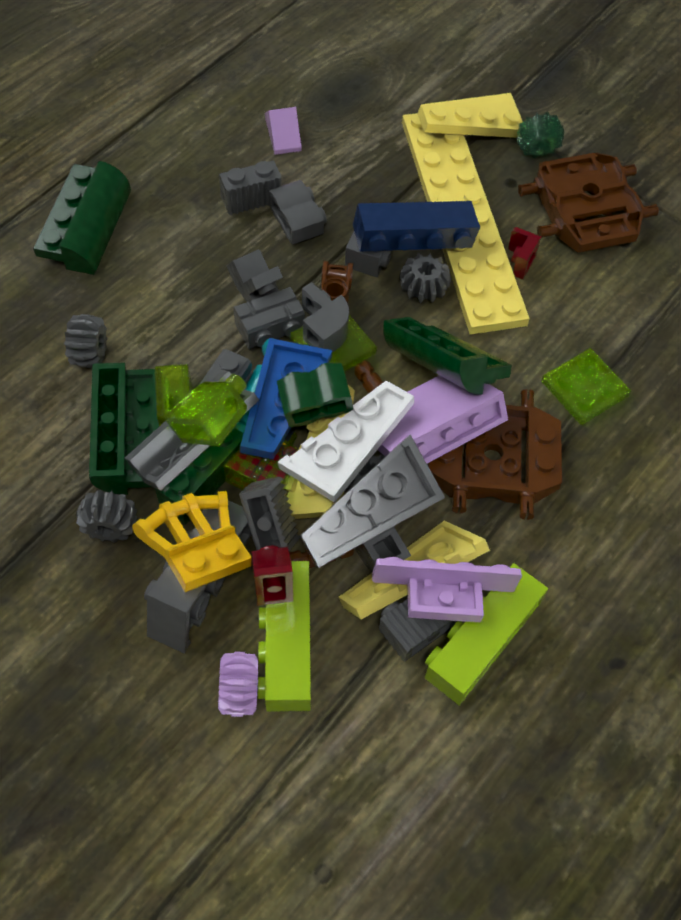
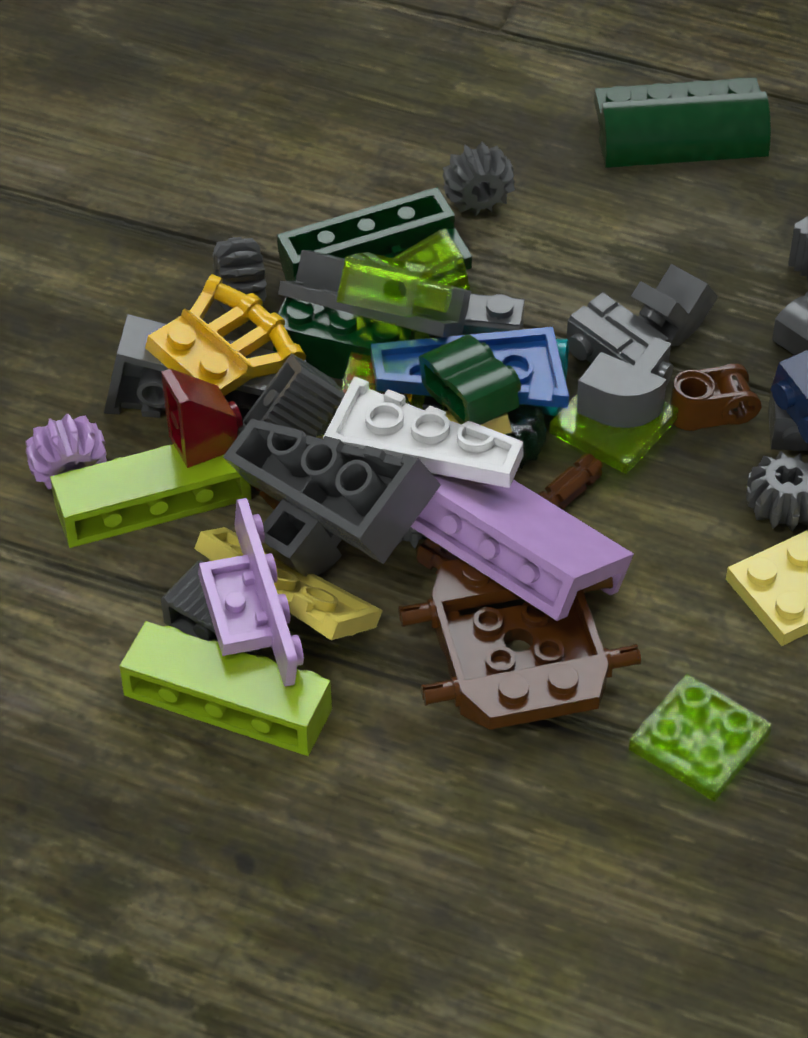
camera: 75 degrees right, 10 degrees down
(445, 354) = (626, 515): dark green brick -> none

